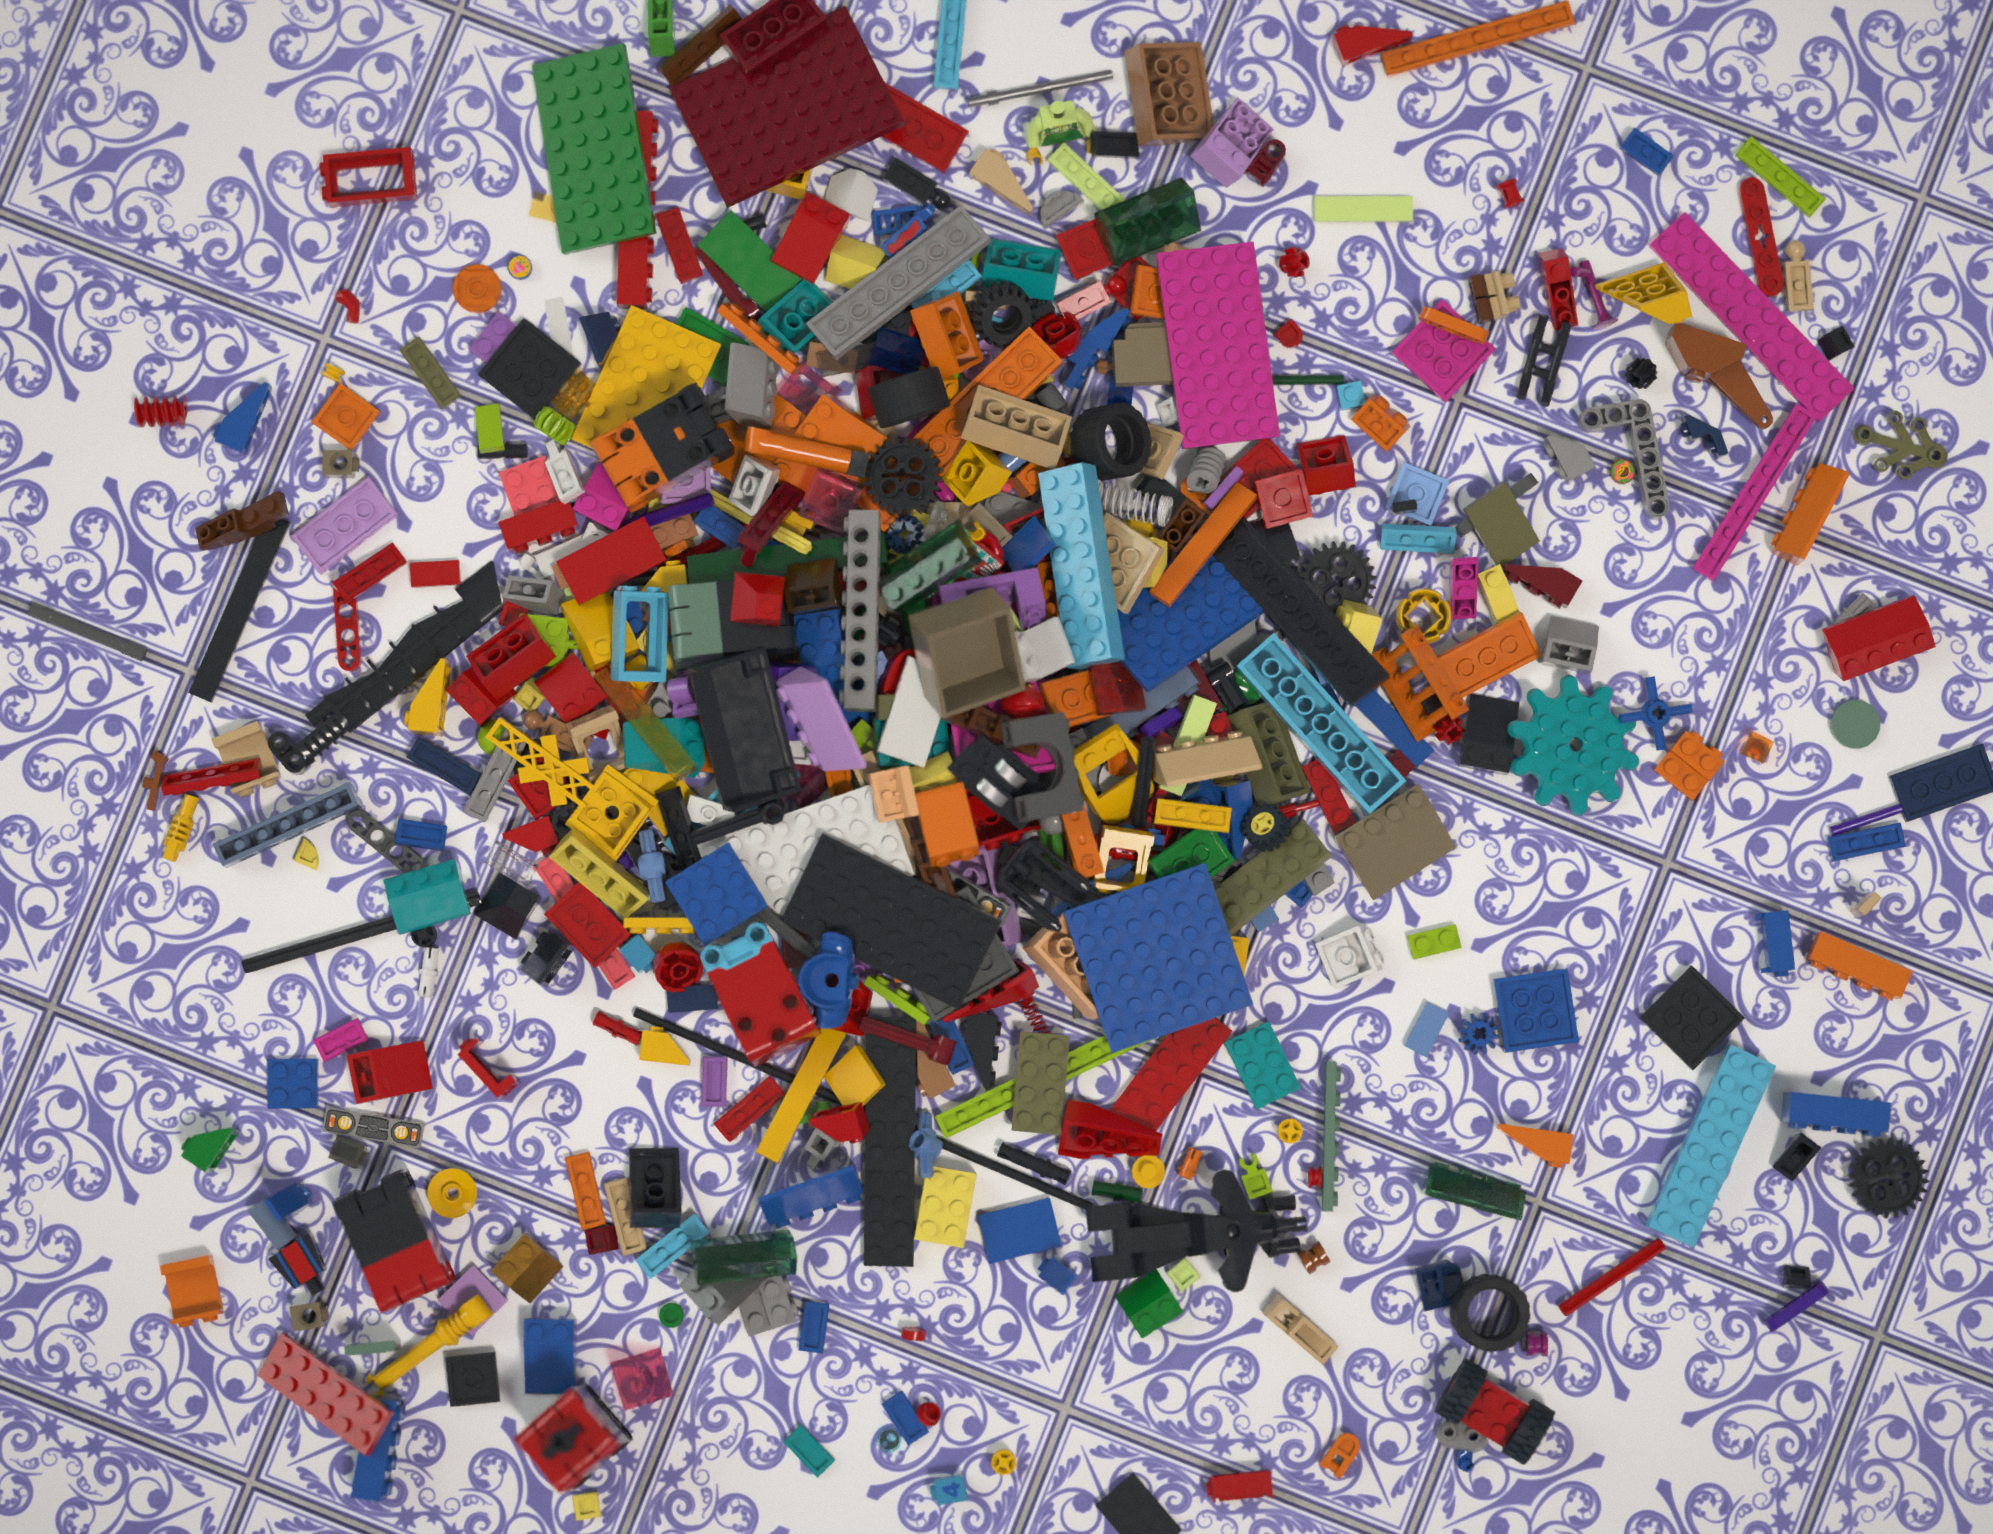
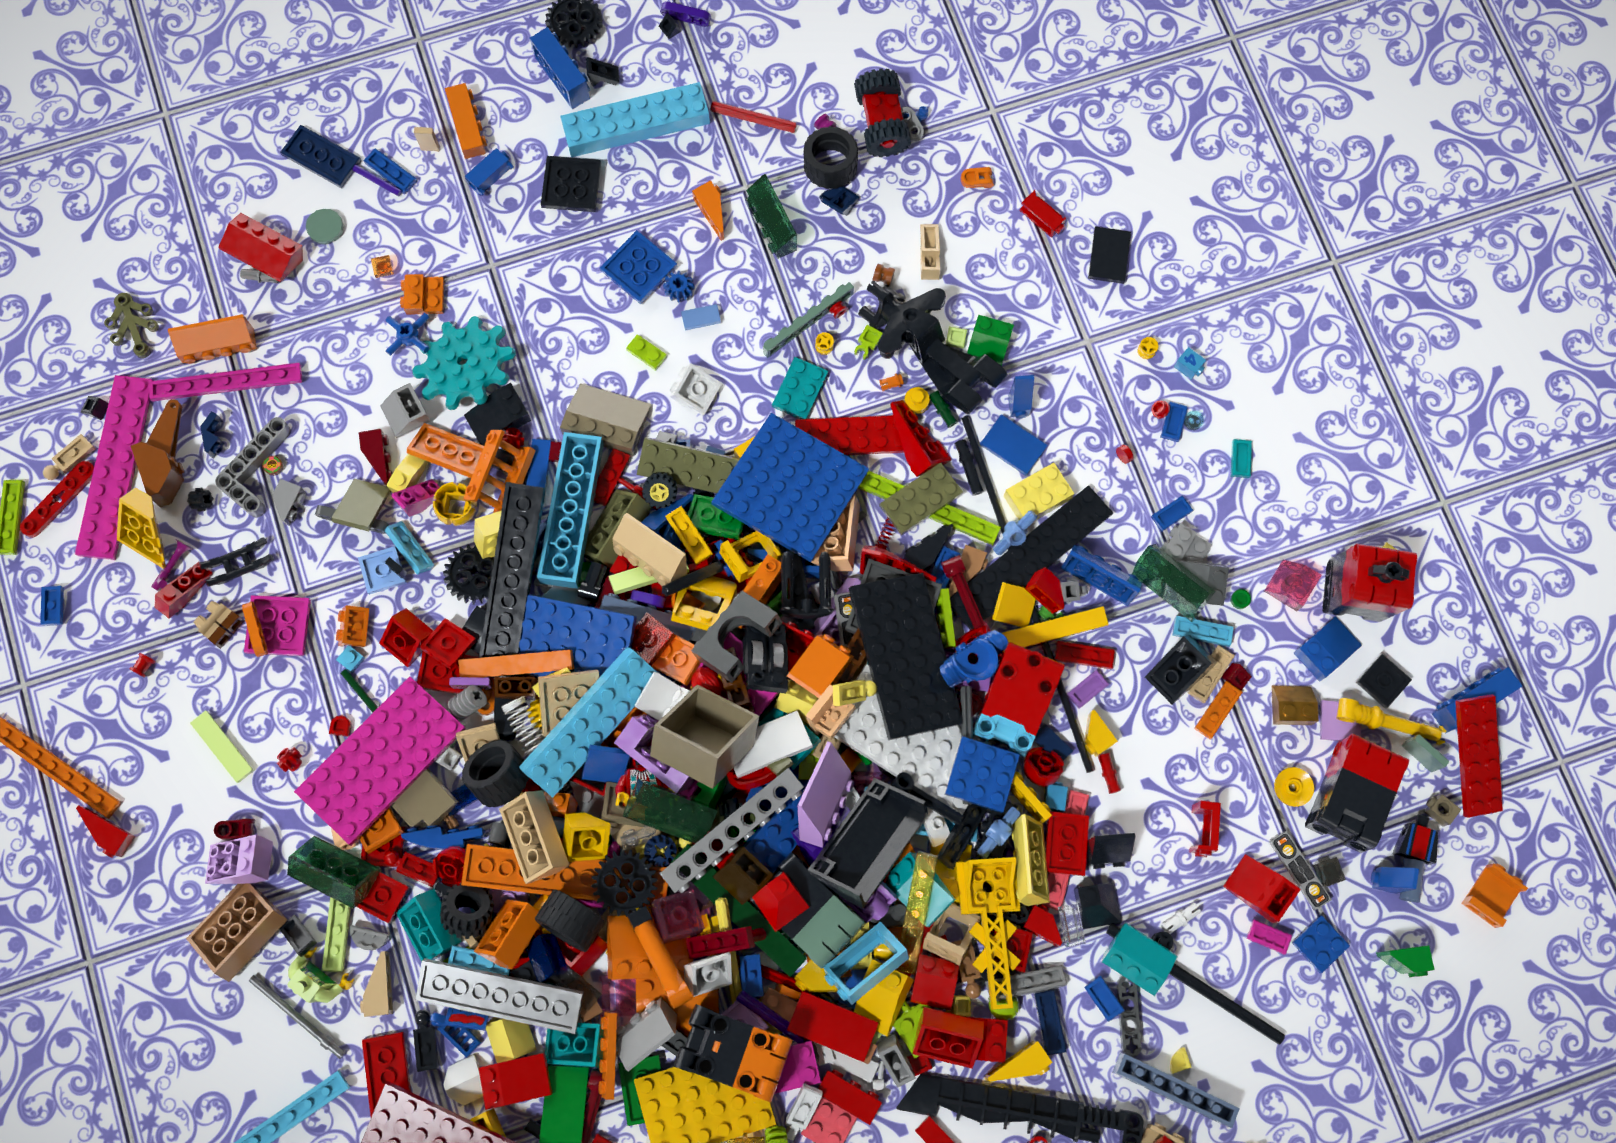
camera: 135 degrees left, 10 degrees down
(894, 831) = (853, 692): none -> light yellow plate

